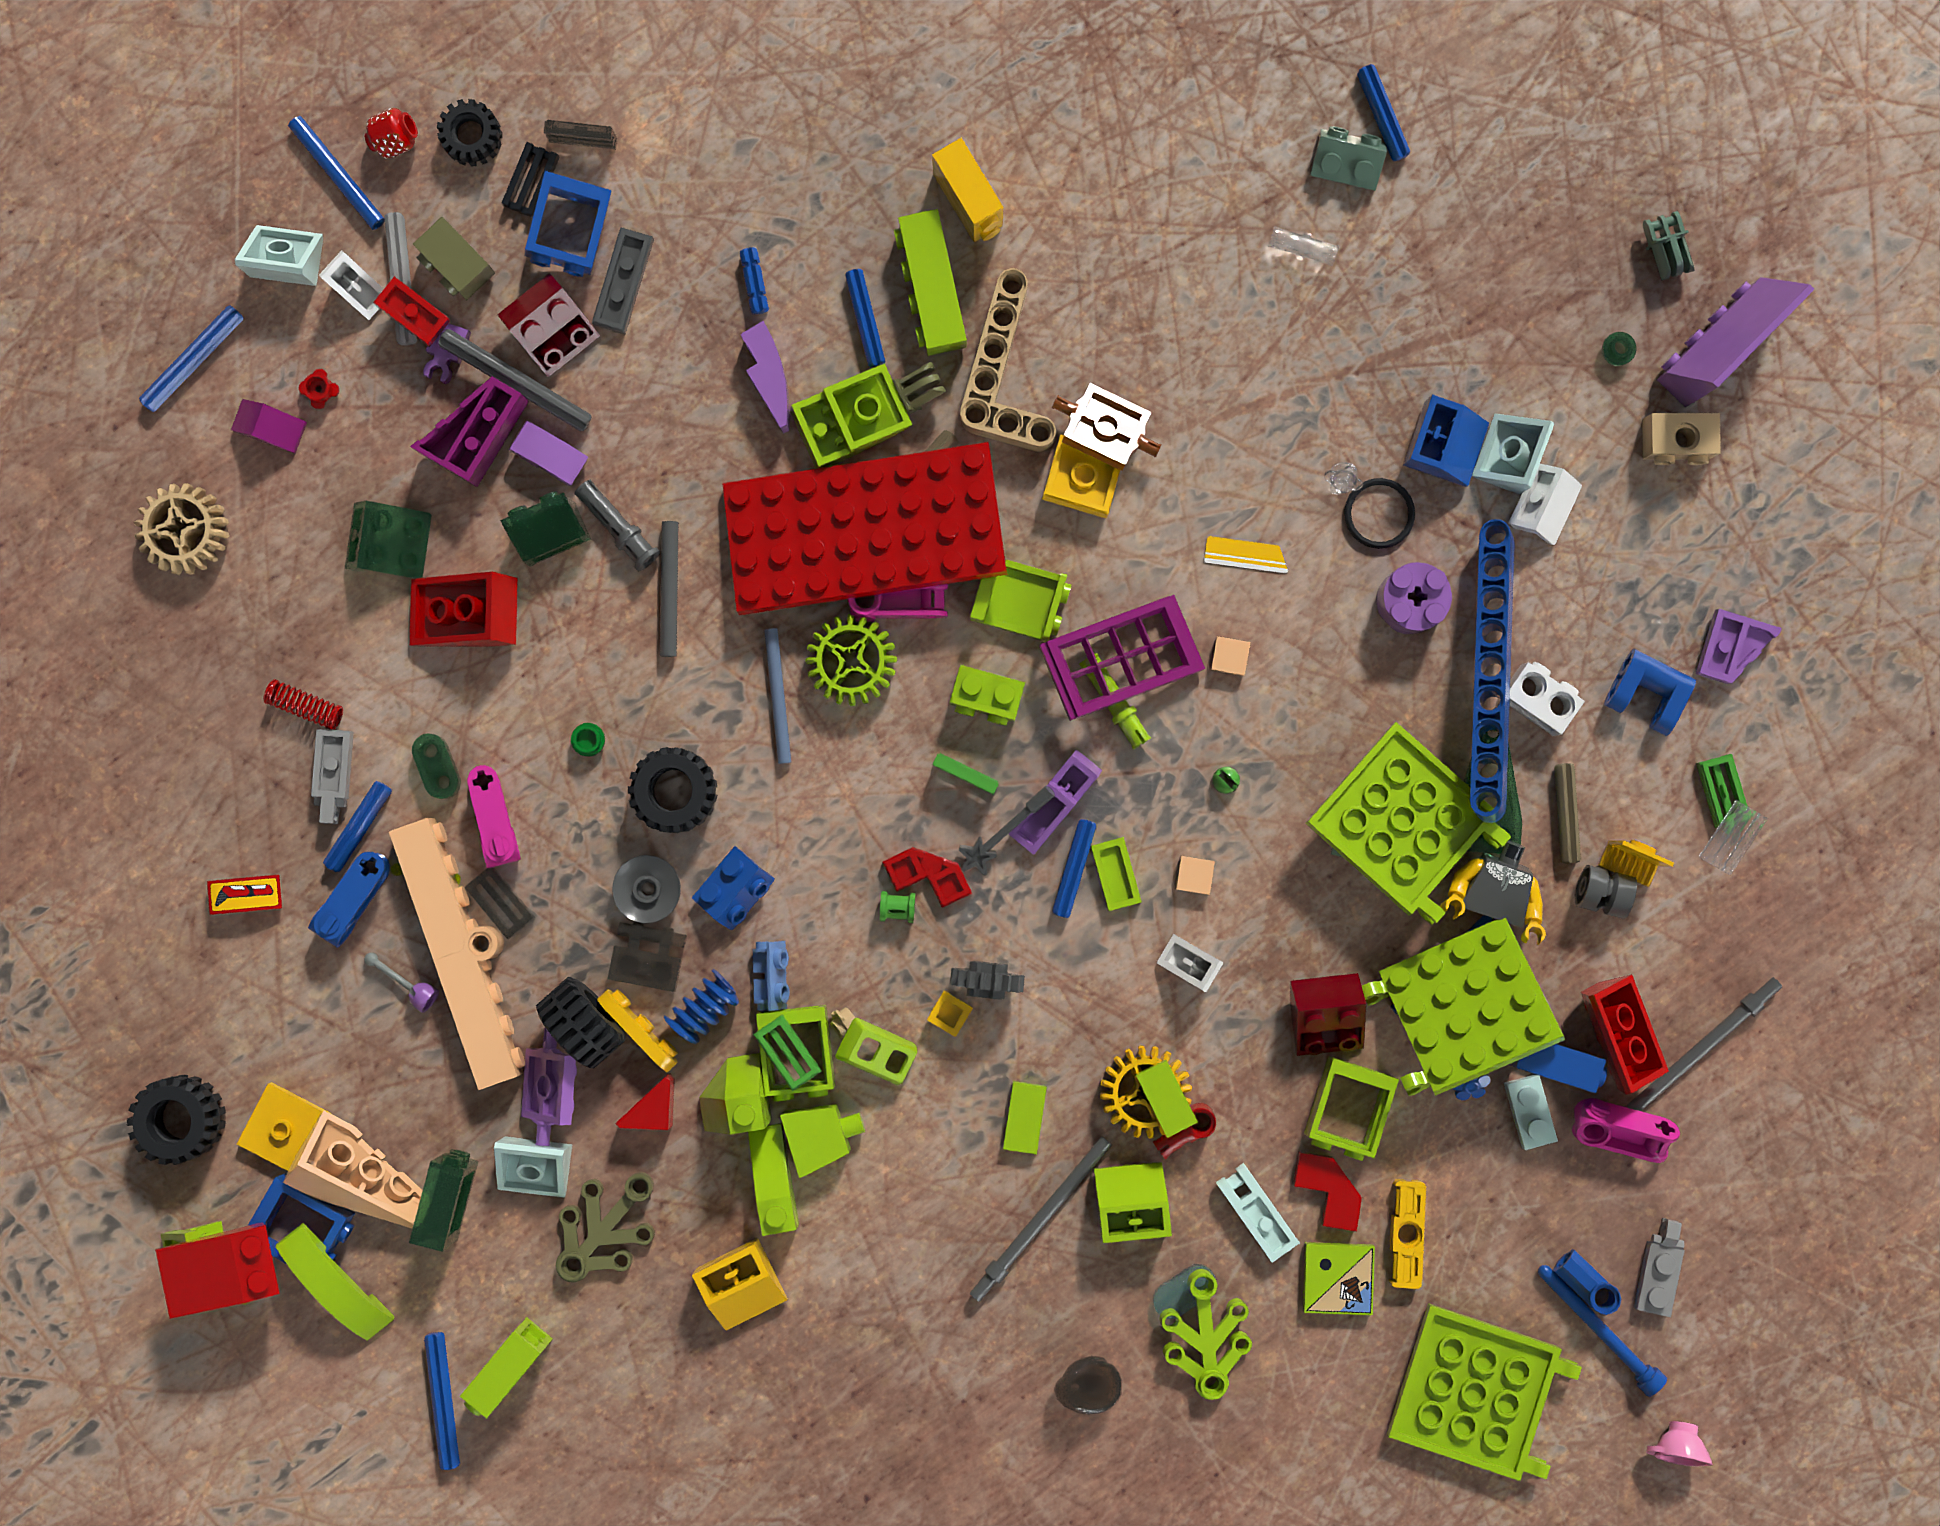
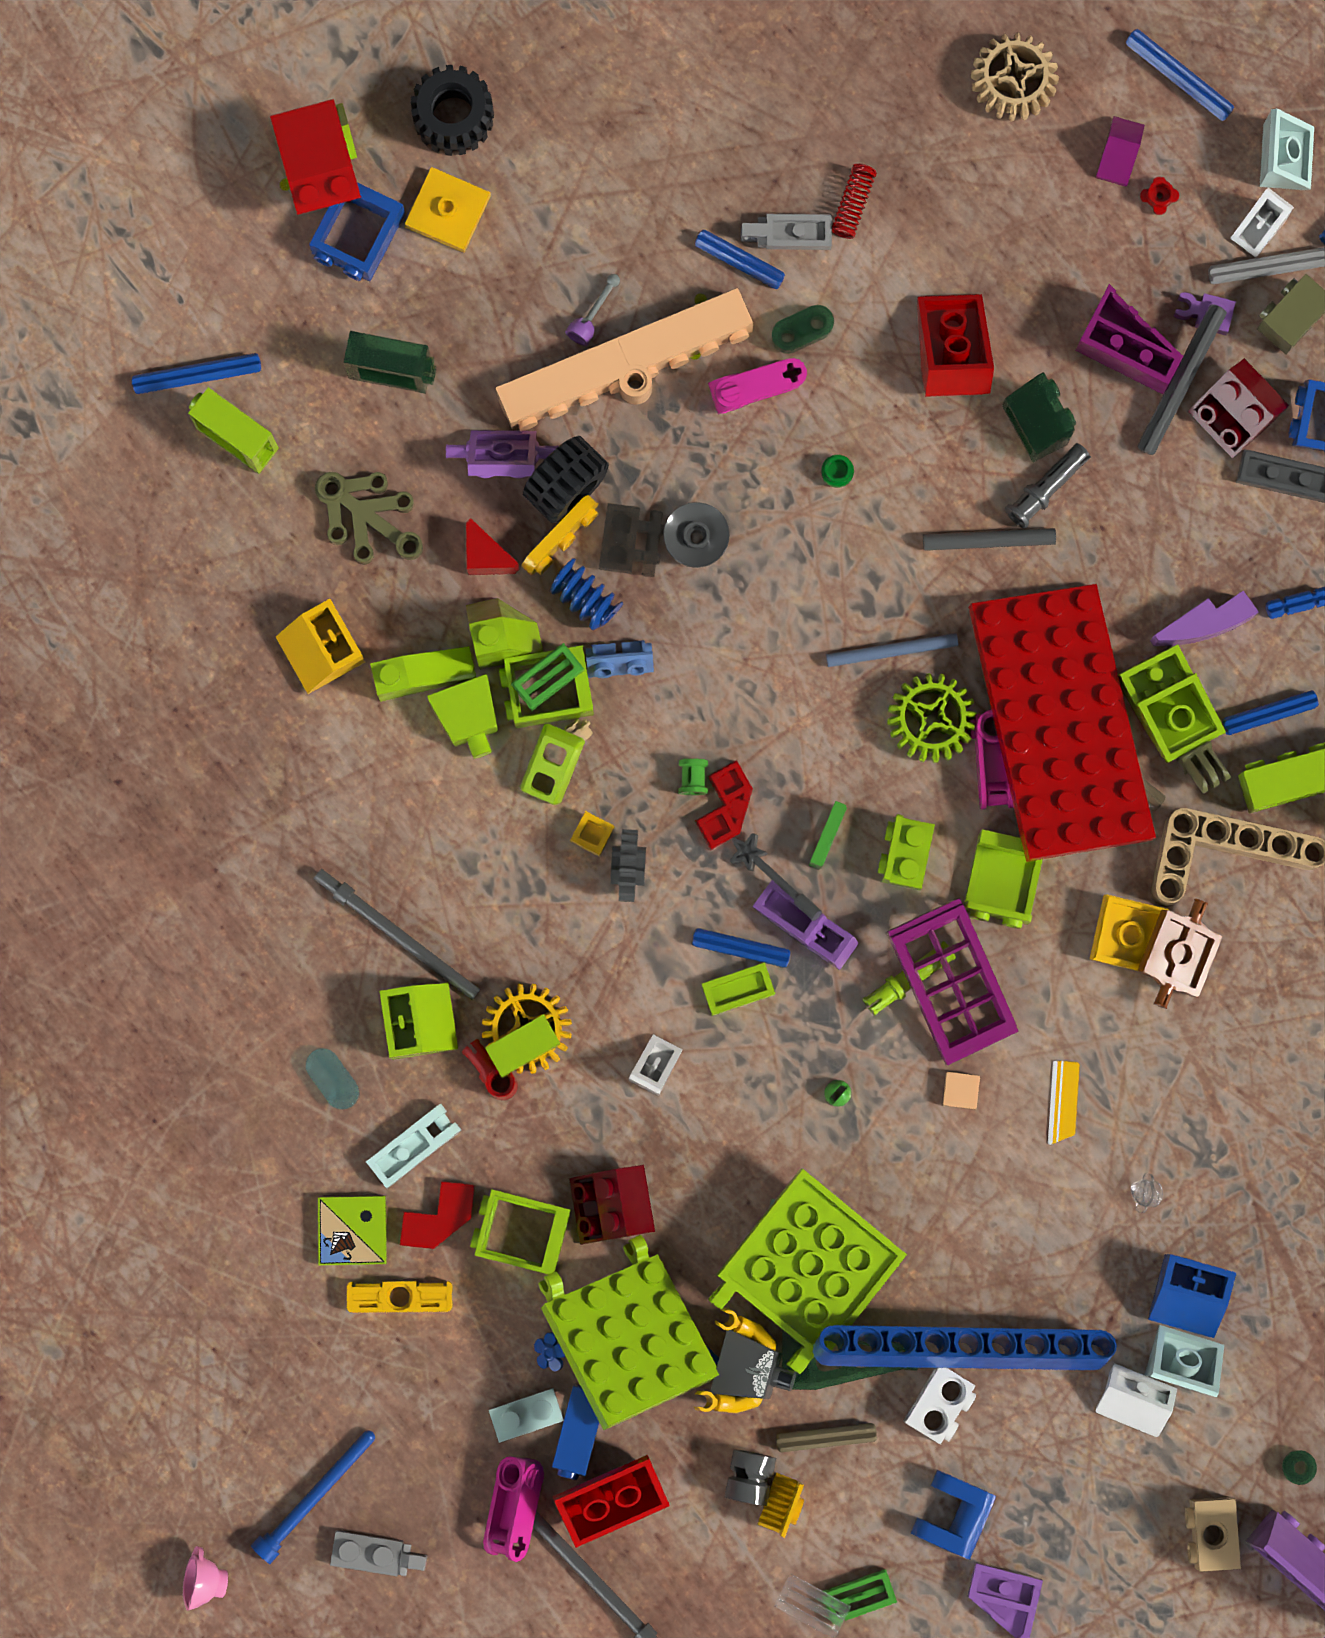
camera: 85 degrees right, 5 degrees down
(244, 894) = (668, 158): slope -> none
(331, 1285) = (303, 264): lime slope -> none
(347, 1172) = (409, 272): light nougat wedge -> none
(350, 899) = (670, 256): blue piece -> none
(388, 539) = (1018, 270): clear green bracket -> none
(411, 311) = (1240, 277): red plate -> none
(509, 892) = (682, 408): clear smoke tile -> none
(531, 1167) = (423, 443): light aqua slope -> none
(548, 453) = (1113, 415): medium lavender slope -> none
(644, 782) = (793, 526): black tyre -> none
(733, 888) = (701, 618): blue bracket -> none
(1024, 1117) = (494, 913): lime tile -> none
(1098, 1386) = (238, 997): clear smoke hair -> none
(1195, 875) = (741, 1067): light nougat tile -> none
(1207, 1339) = (287, 1102): lime plant -> none
(1386, 544) = (1083, 1239): black tyre -> none
(1428, 584) = (1046, 1282): medium lavender brick -> none
(1477, 1393) = (246, 1373): lime plate -> none
(1586, 1282) = (362, 1475): blue piece -> none

